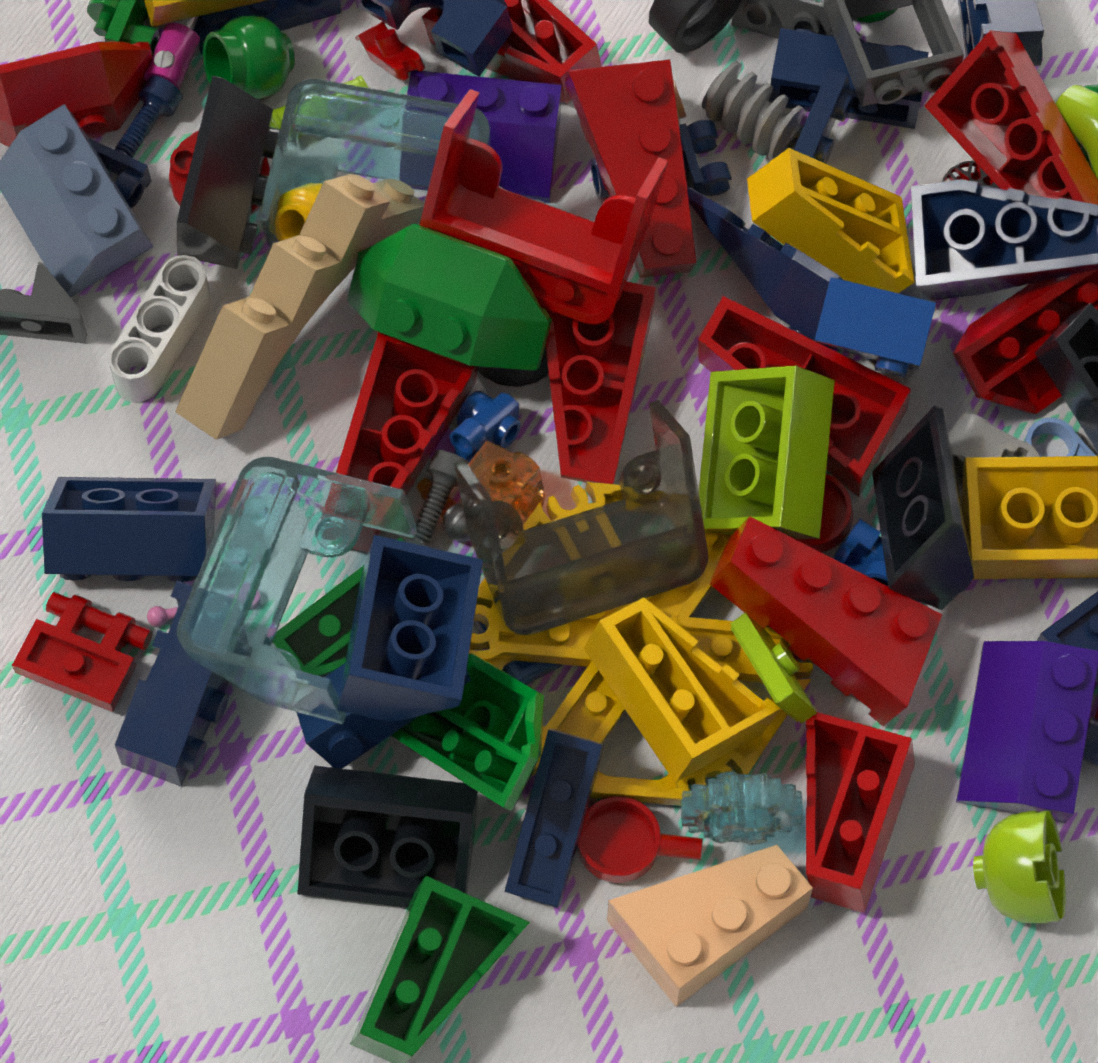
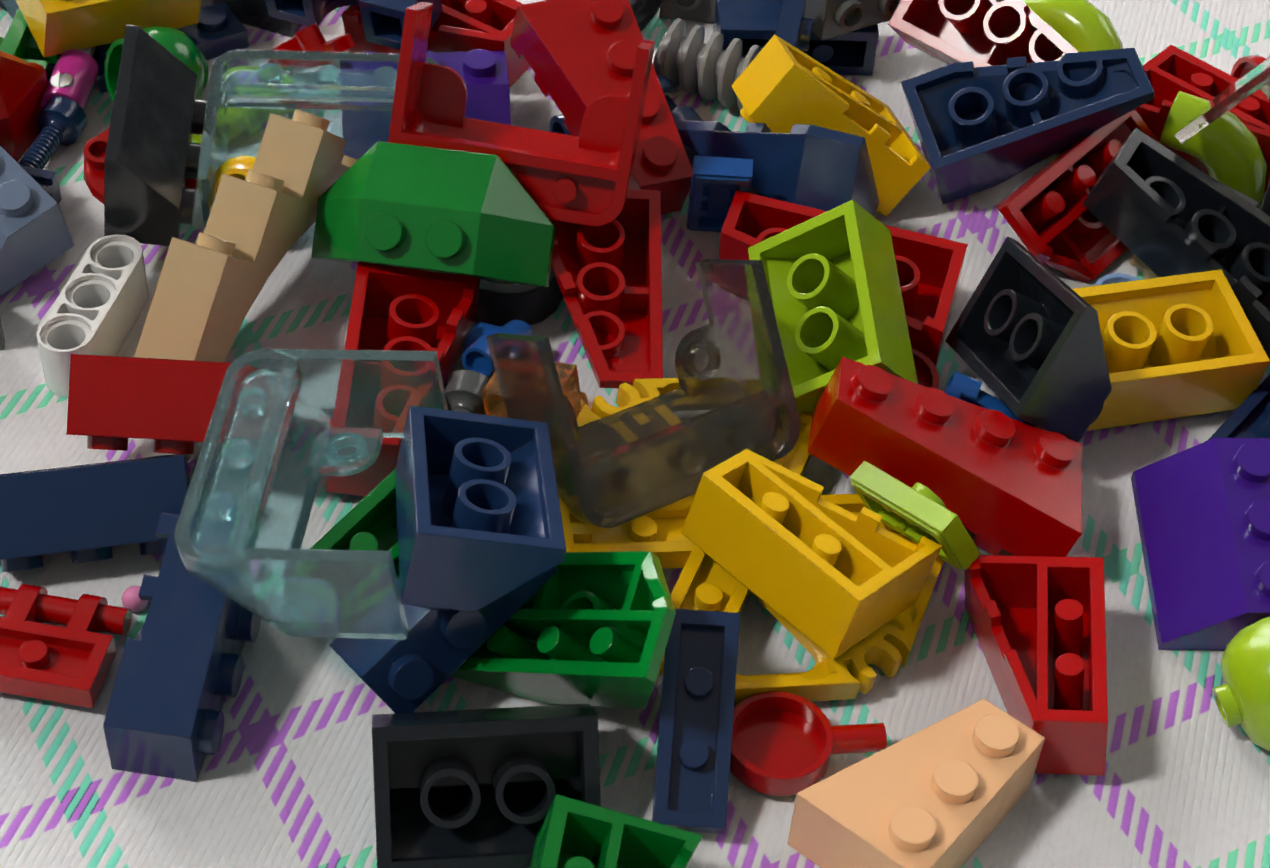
camera: 15 degrees left, 20 degrees down
(198, 453) = (143, 400): none -> red wedge
(713, 282) = (713, 189): none -> blue plate
(741, 808) = (925, 668): clear light blue gear -> none
(876, 325) = (924, 174): blue wedge -> none

